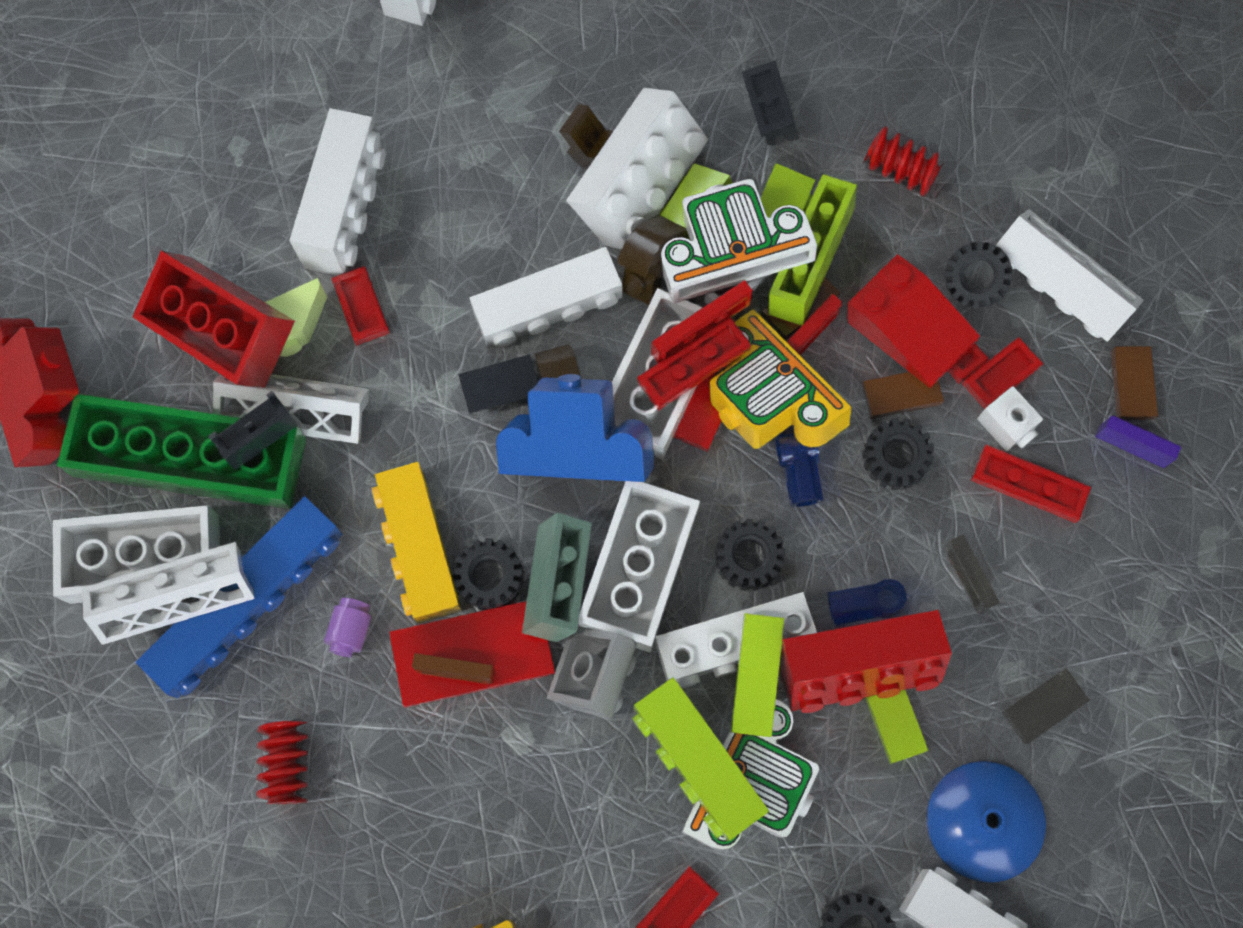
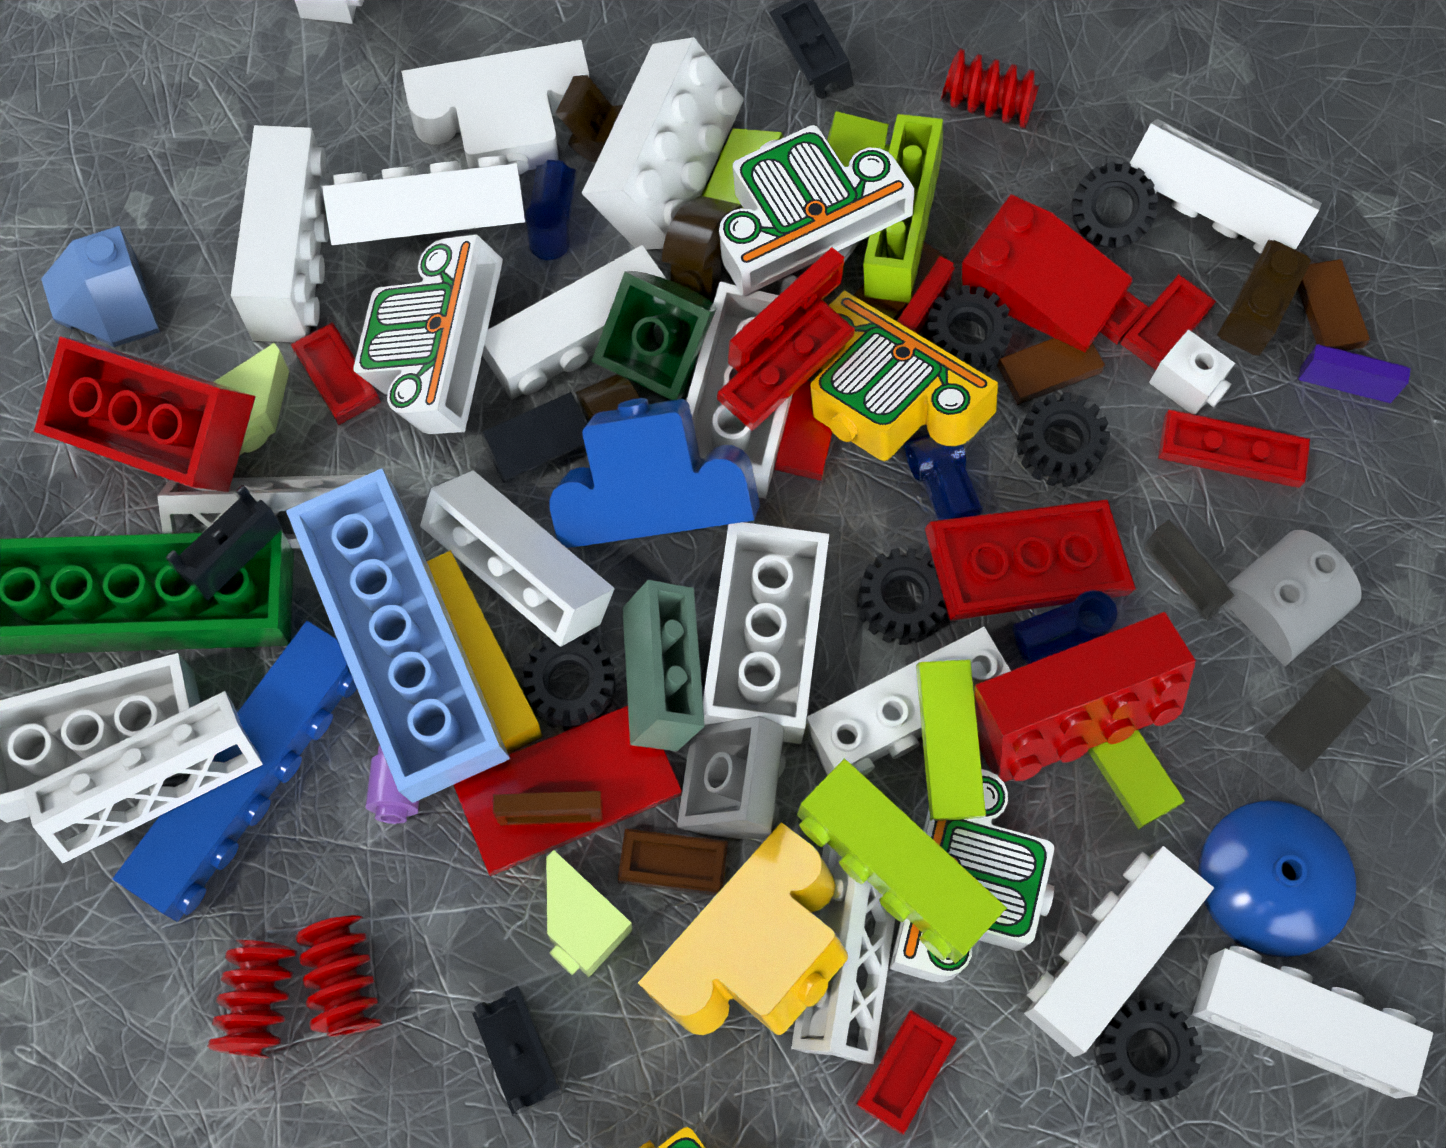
camera: 15 degrees left, 5 degrees down
(200, 212) = (101, 289): none -> medium blue slope
(219, 766) = (251, 999): none -> red piece
(365, 522) = (397, 636): none -> light blue brick
(400, 840) = (517, 1051): none -> black hinge
(433, 292) = (429, 336): none -> brick
(448, 187) = (423, 203): none -> white brick
(461, 753) = (580, 919): none -> yellowish green slope
(465, 475) = (516, 557): none -> white brick
(518, 113) = (496, 102): none -> white brick
(538, 723) = (672, 862): none -> reddish brown tile
(544, 203) = (550, 210): none -> clear blue piece
(583, 797) = (754, 943): none -> yellow brick
(601, 319) = (654, 333): none -> dark green brick
(641, 815) = (826, 1024): none -> white fence
(850, 544) = (1028, 558): none -> red tile
(851, 853) = (1117, 951): none -> white brick
(853, 337) = (976, 309): none -> black tyre
(1048, 607) = (1294, 593): none -> light grey brick
(1081, 368) = (1264, 297): none -> dark brown brick

